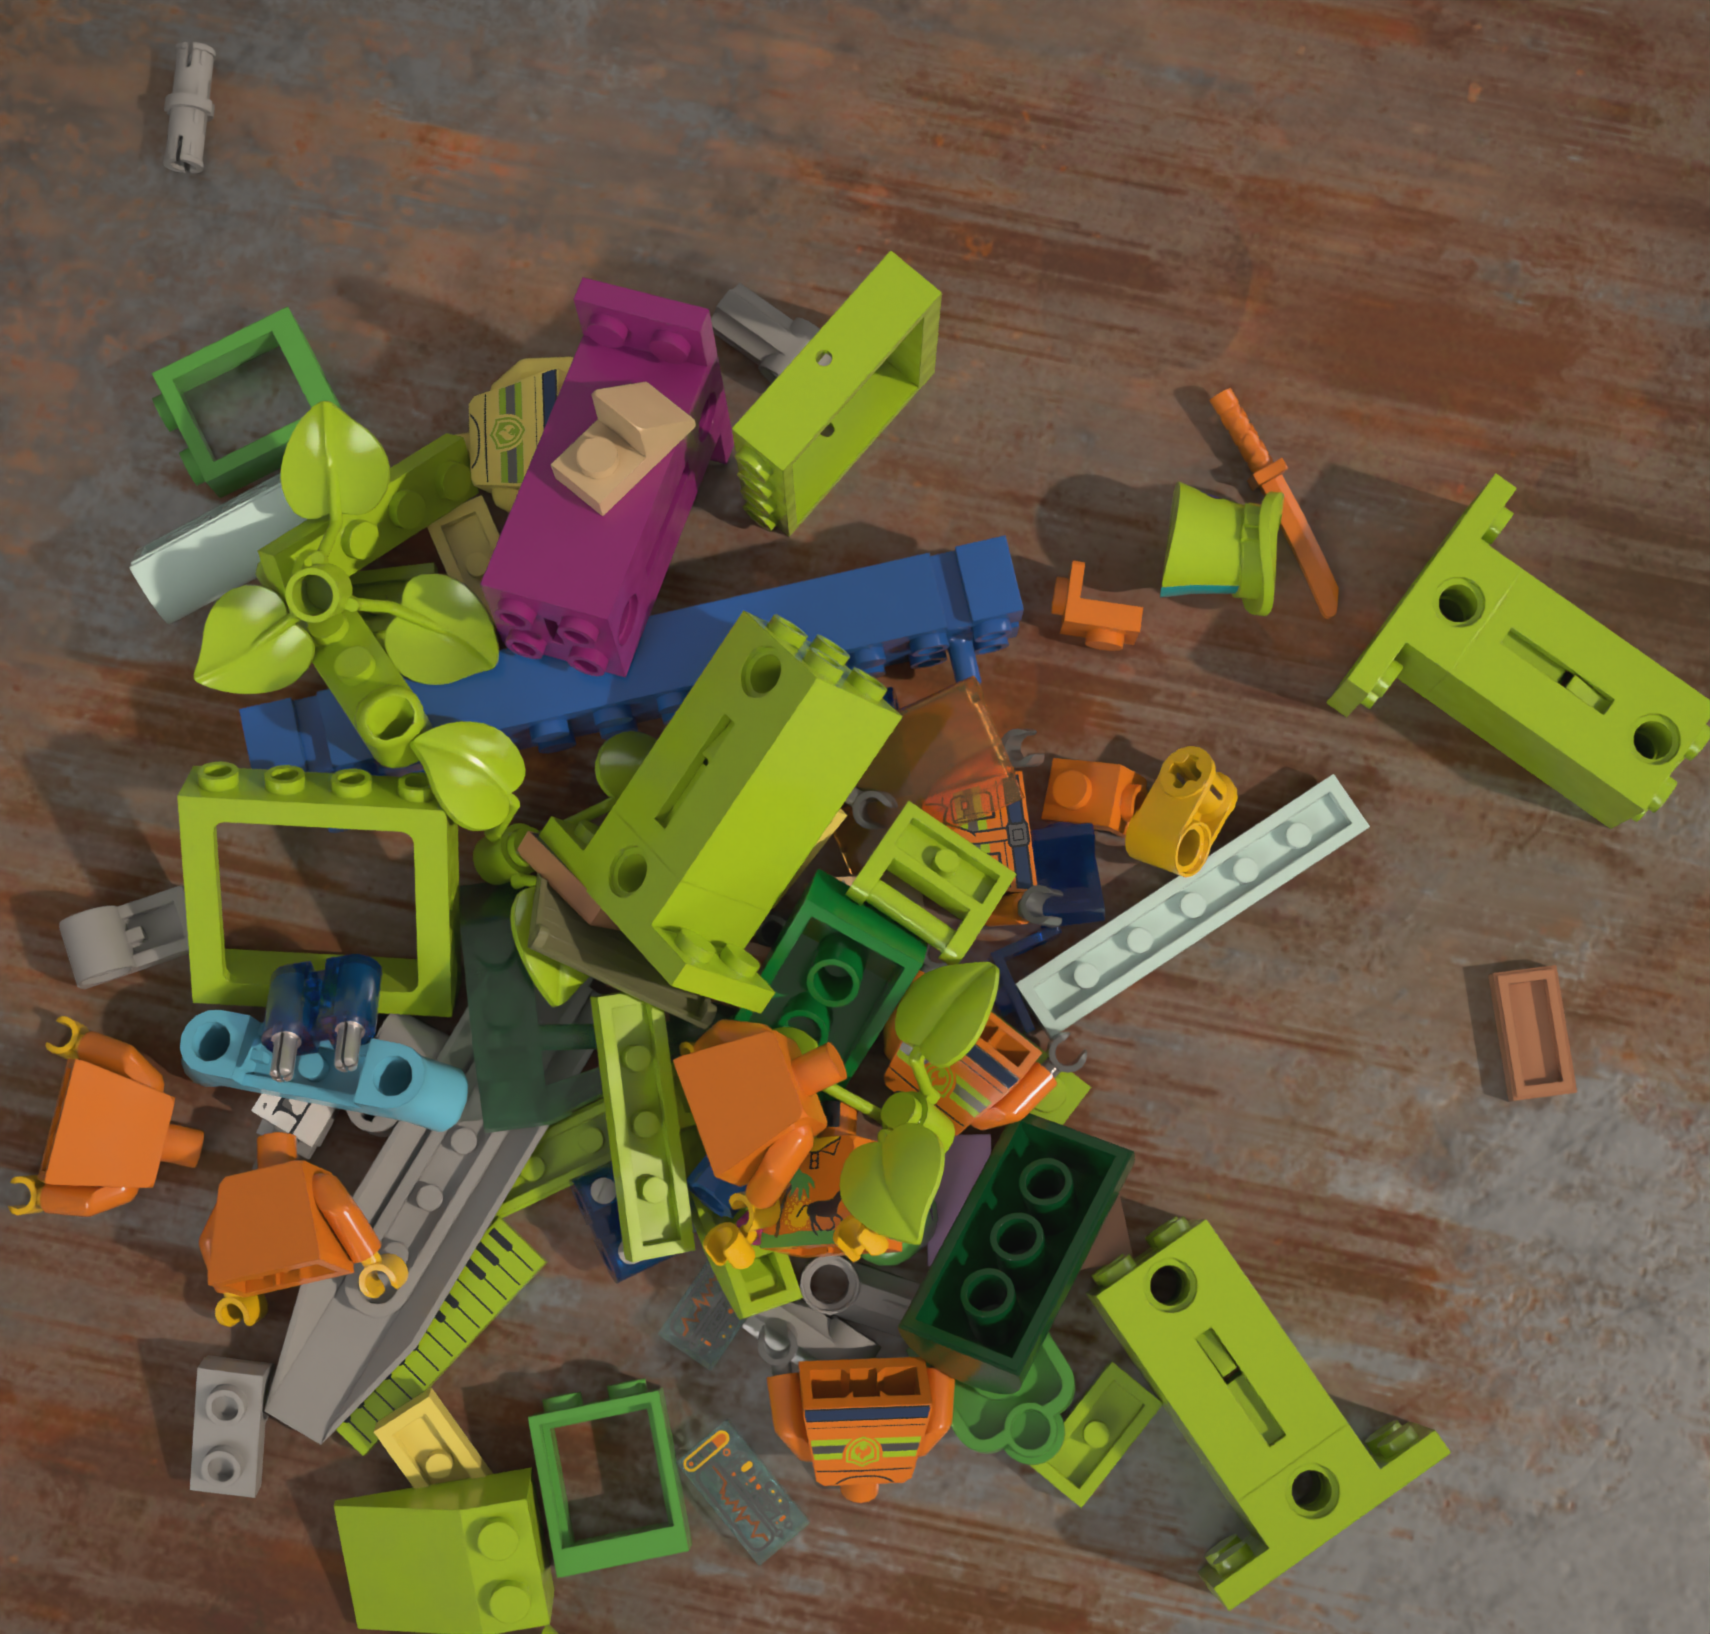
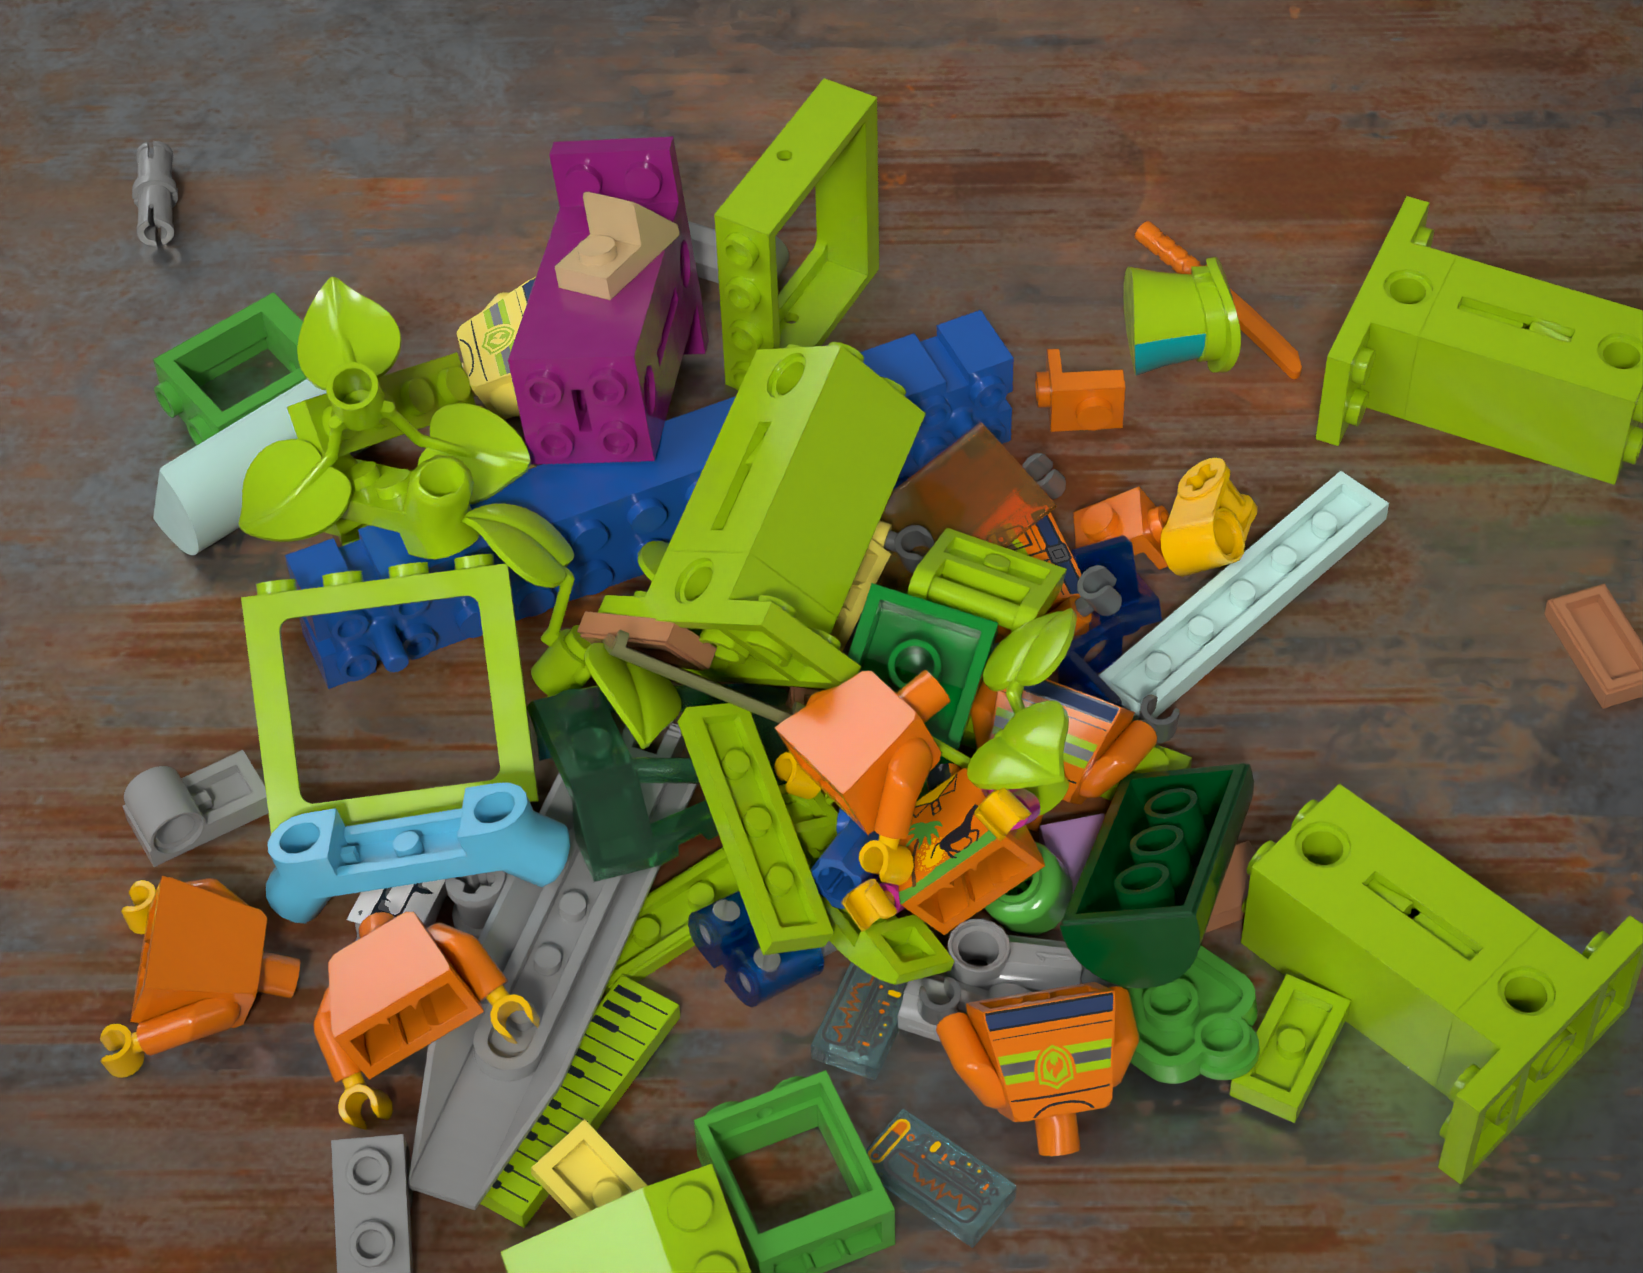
camera: 10 degrees left, 30 degrees down
(318, 1007) = (400, 783): piece -> none

